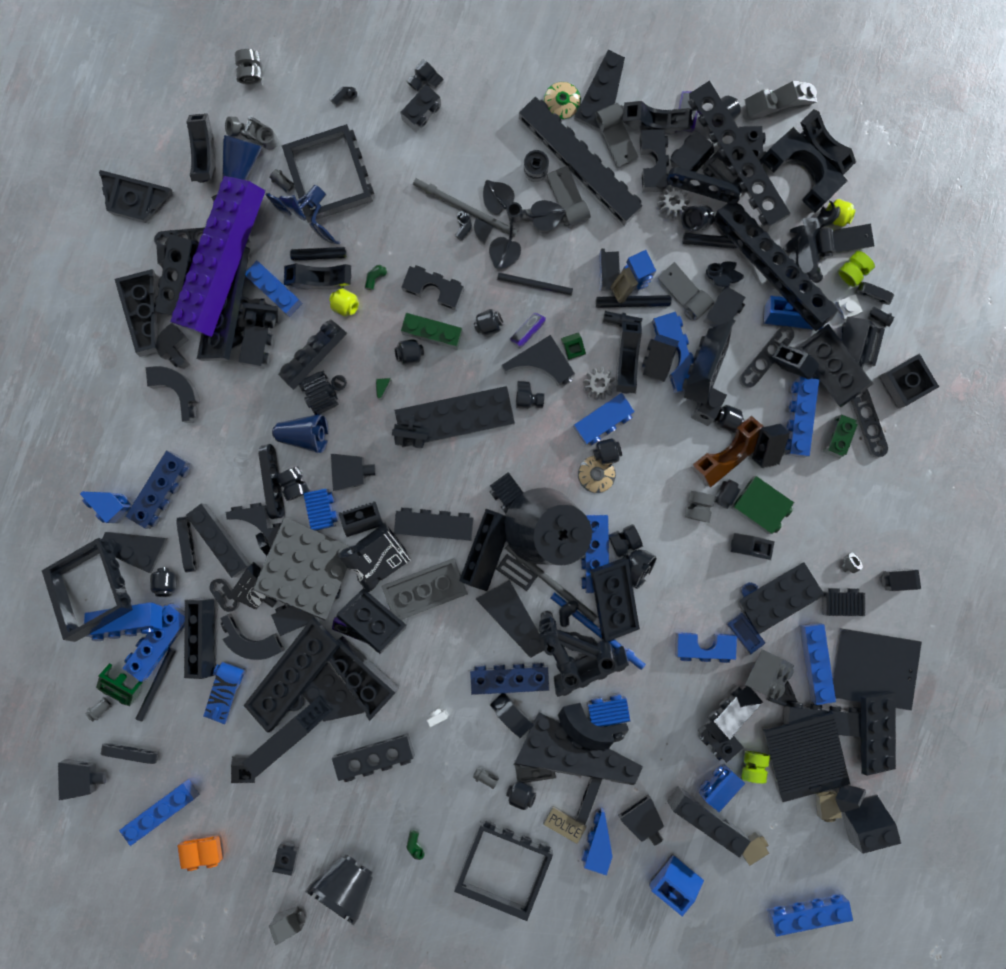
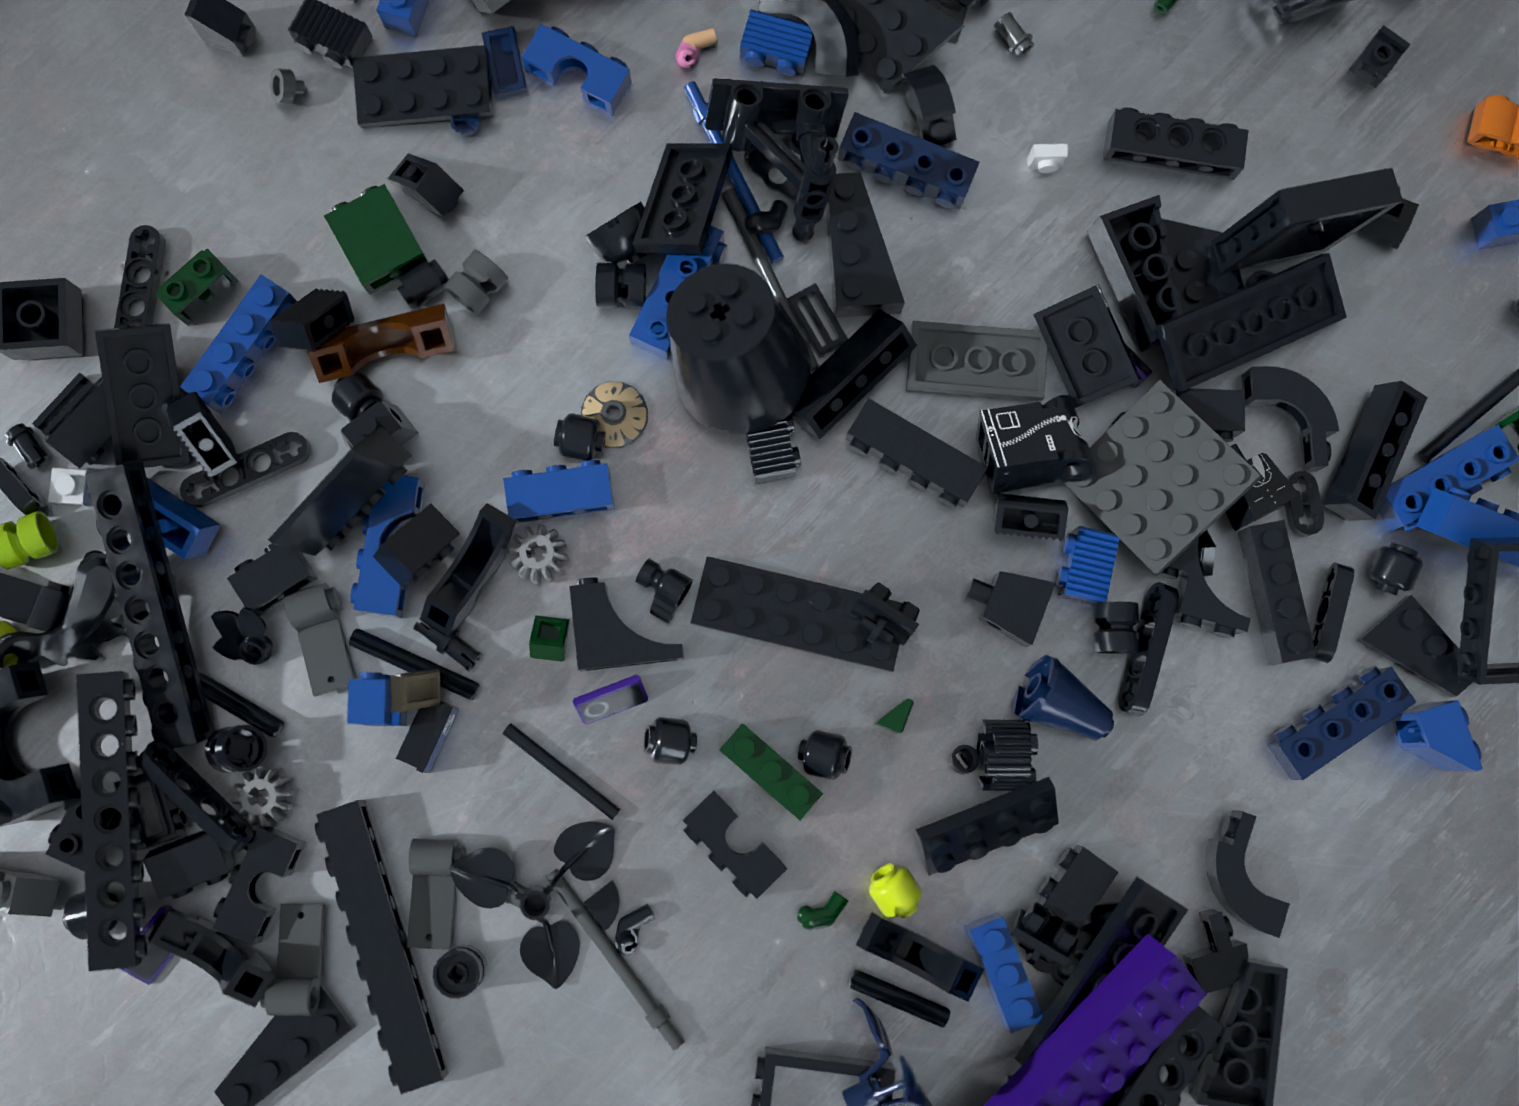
camera: 160 degrees left, 5 degrees down
(223, 691) = (1369, 353): blue door -> none
(566, 108) = (360, 1050): tan dish -> none
(652, 689) = (691, 46): none -> arm

